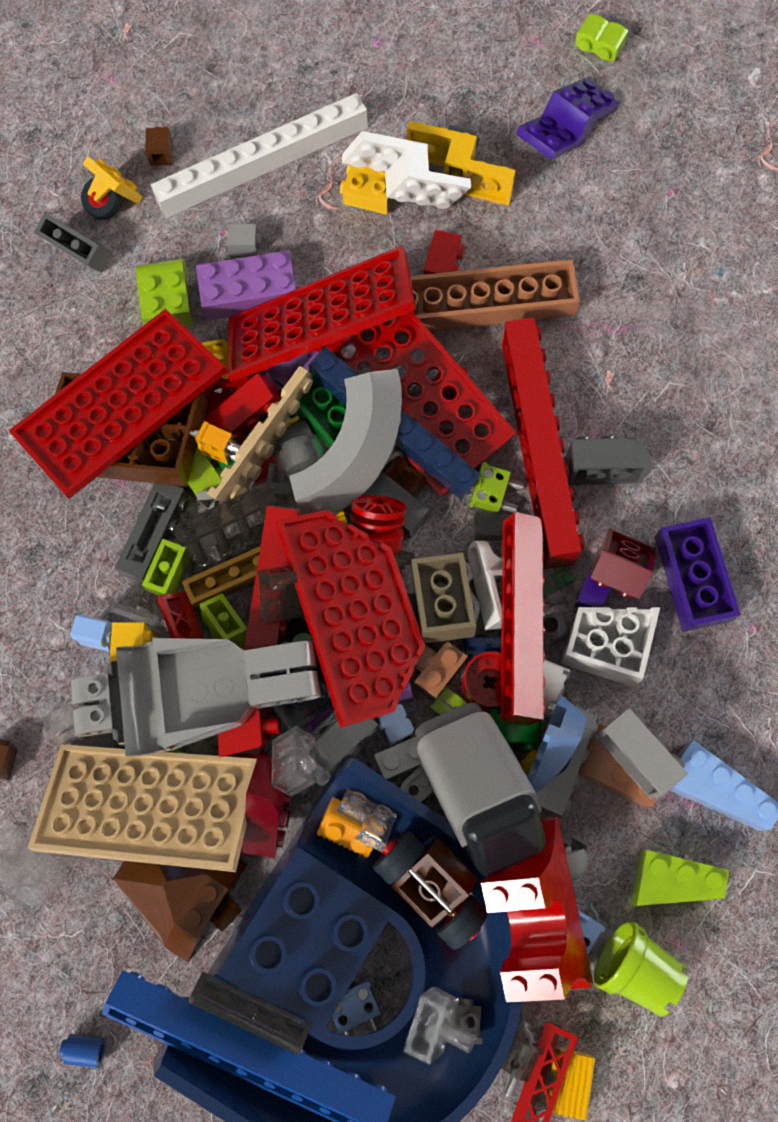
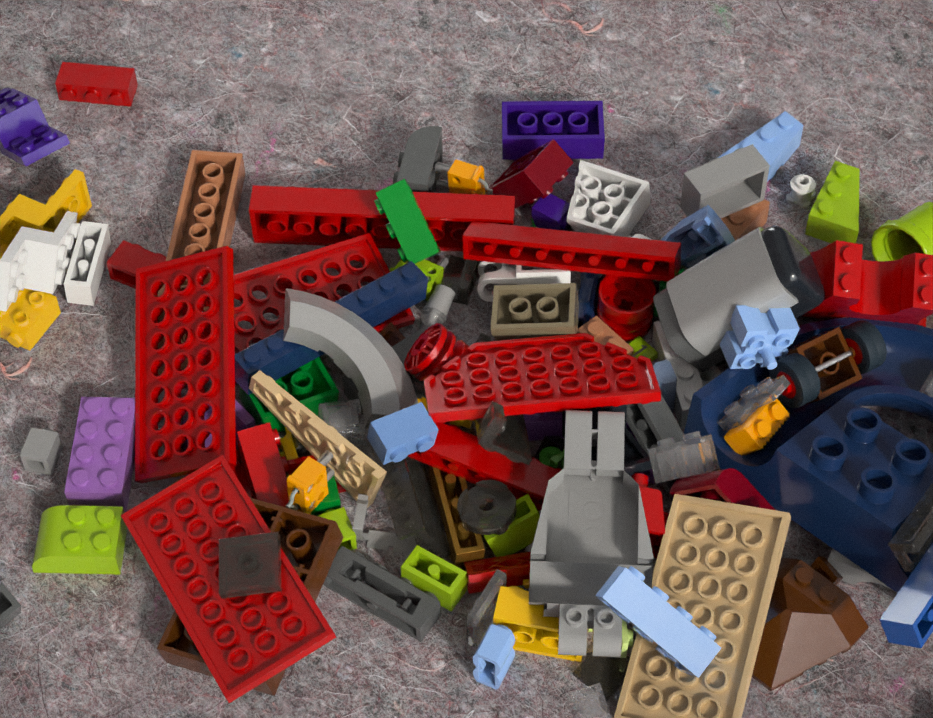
camera: 80 degrees left, 20 degrees down
(92, 763) = (658, 621): none -> light blue wedge
(119, 414) = (249, 565): none -> clear smoke plate
(231, 609) = (492, 521): none -> clear smoke plate
(260, 503) = (402, 433): none -> medium blue piece
(425, 814) = (758, 337): none -> light blue brick
(428, 215) = (87, 263): none -> white brick
(456, 513) = (437, 305): none -> light grey piece
(520, 459) = (406, 222): none -> green brick
(604, 504) = (463, 178): none -> light orange piece
(641, 165) = (96, 84): none -> red brick
(683, 840) = (801, 191): none -> white brick

